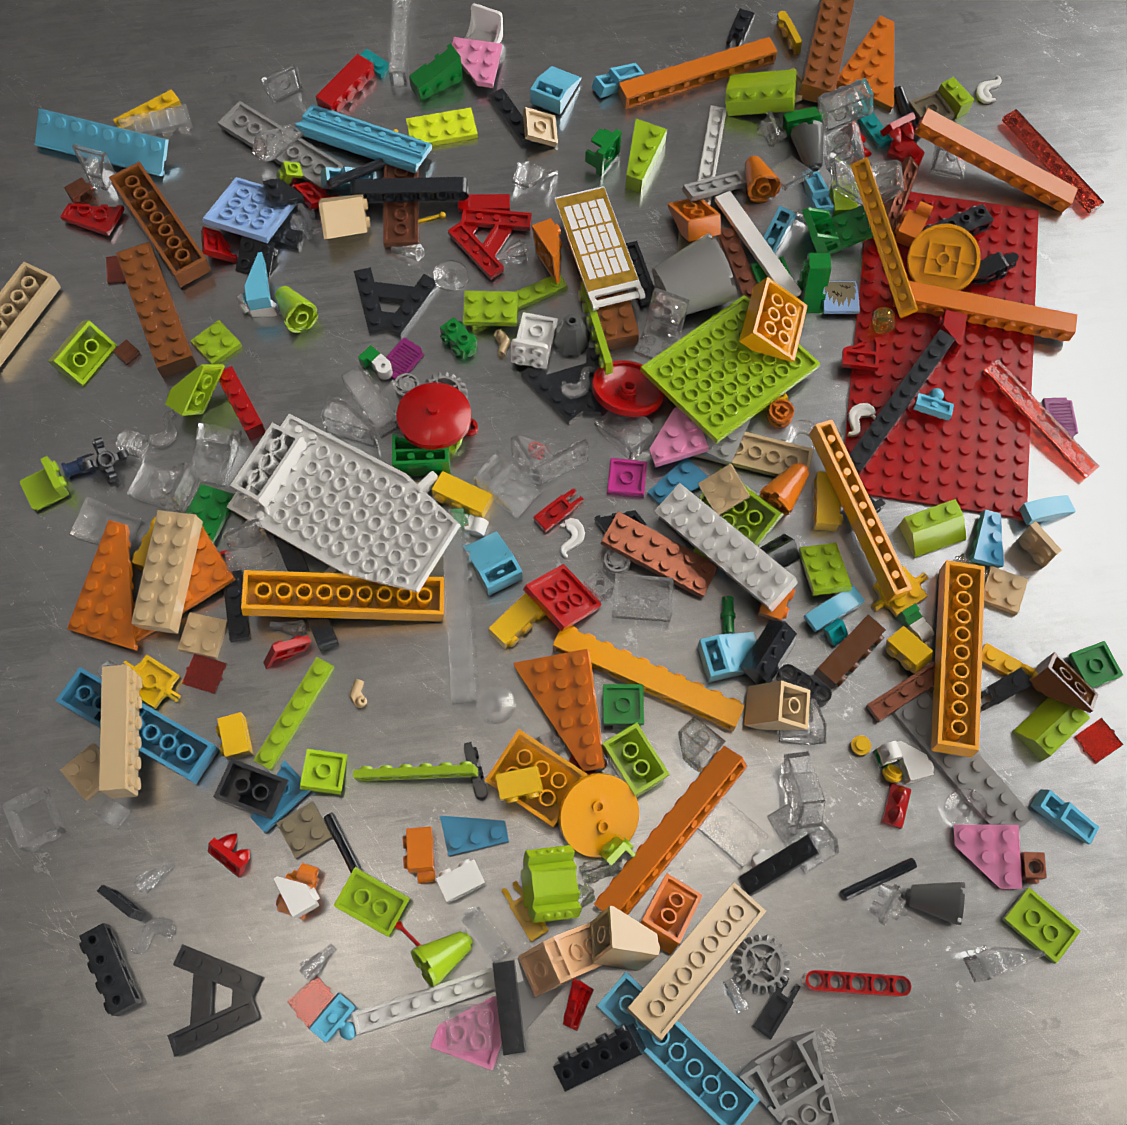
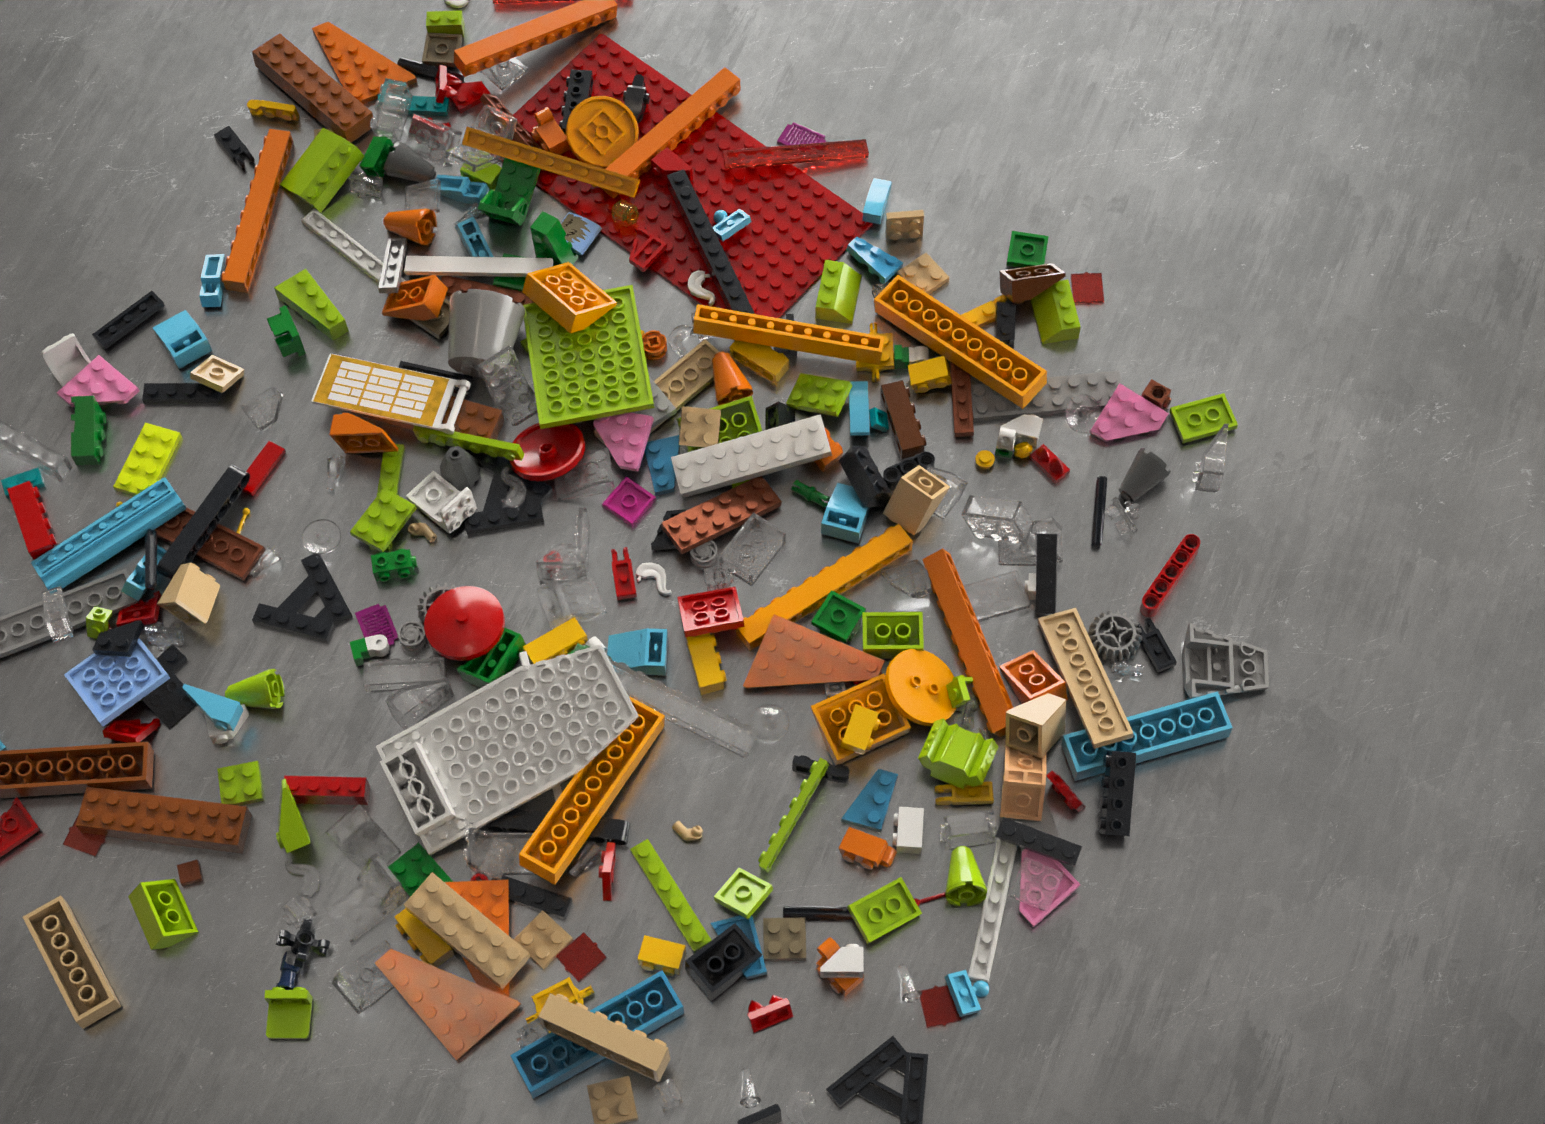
camera: 55 degrees left, 5 degrees down
(503, 224) = (317, 496): red plate -> none
(547, 47) = (128, 320): none -> black plate
(1065, 815) = (1130, 348): medium azure slope -> none

